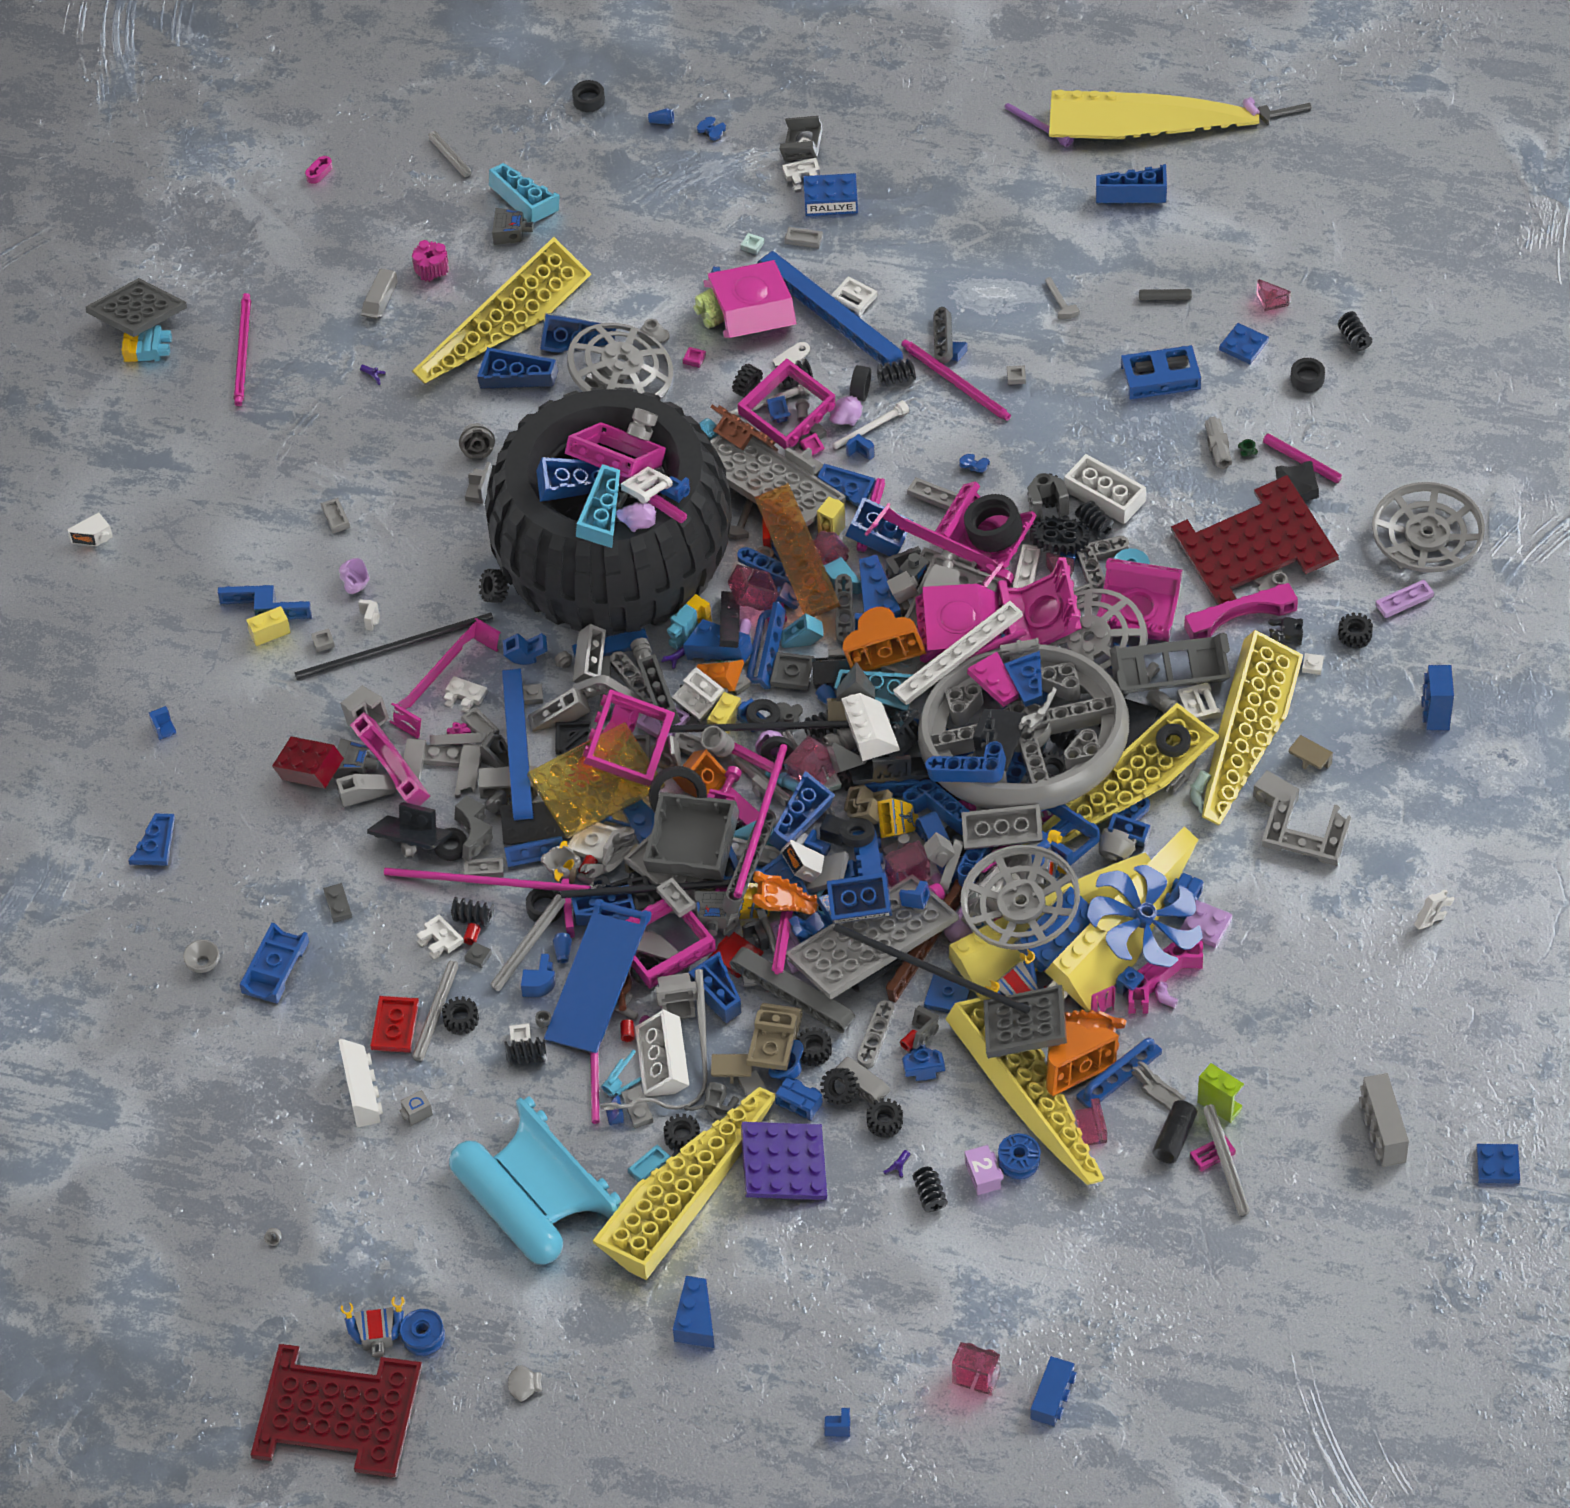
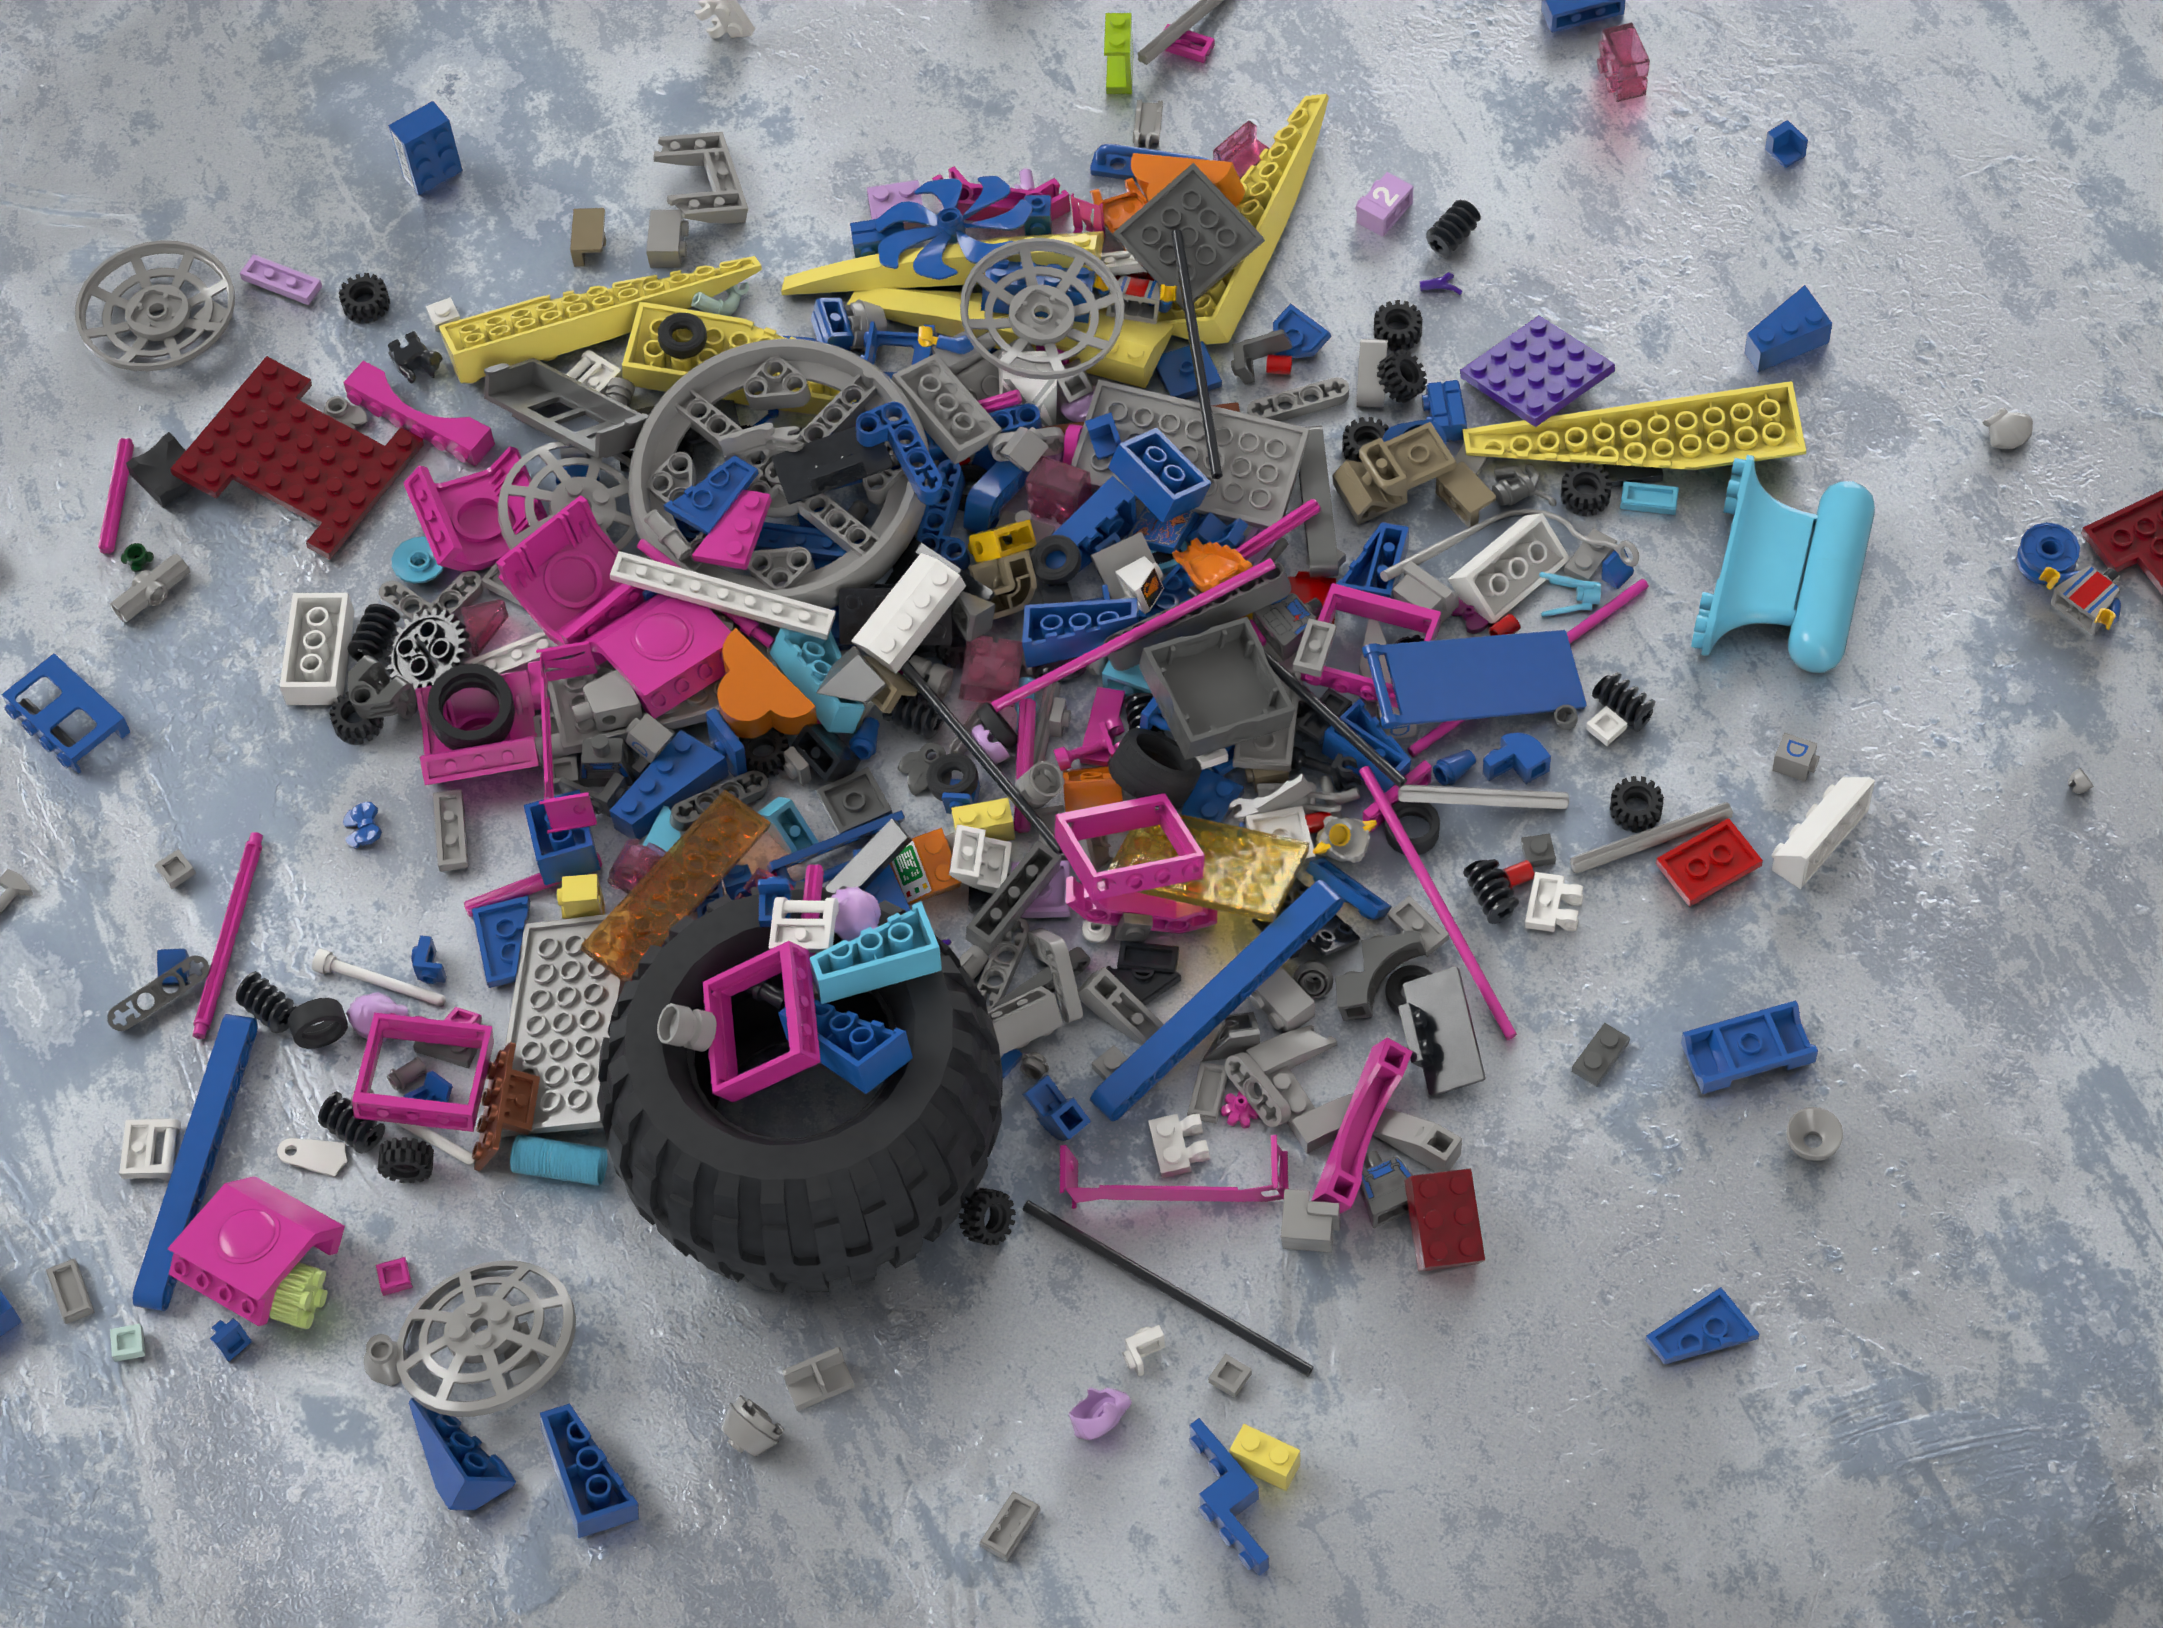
camera: 125 degrees left, 5 degrees up
(162, 723) = (1522, 1472): blue panel -> none
(512, 309) = (468, 1575): light yellow wedge -> none
(804, 460) = (497, 1008): light grey panel -> none
(1020, 1145) = (1339, 184): blue wheel -> none
(1174, 1131) = (1203, 75): black piece -> none

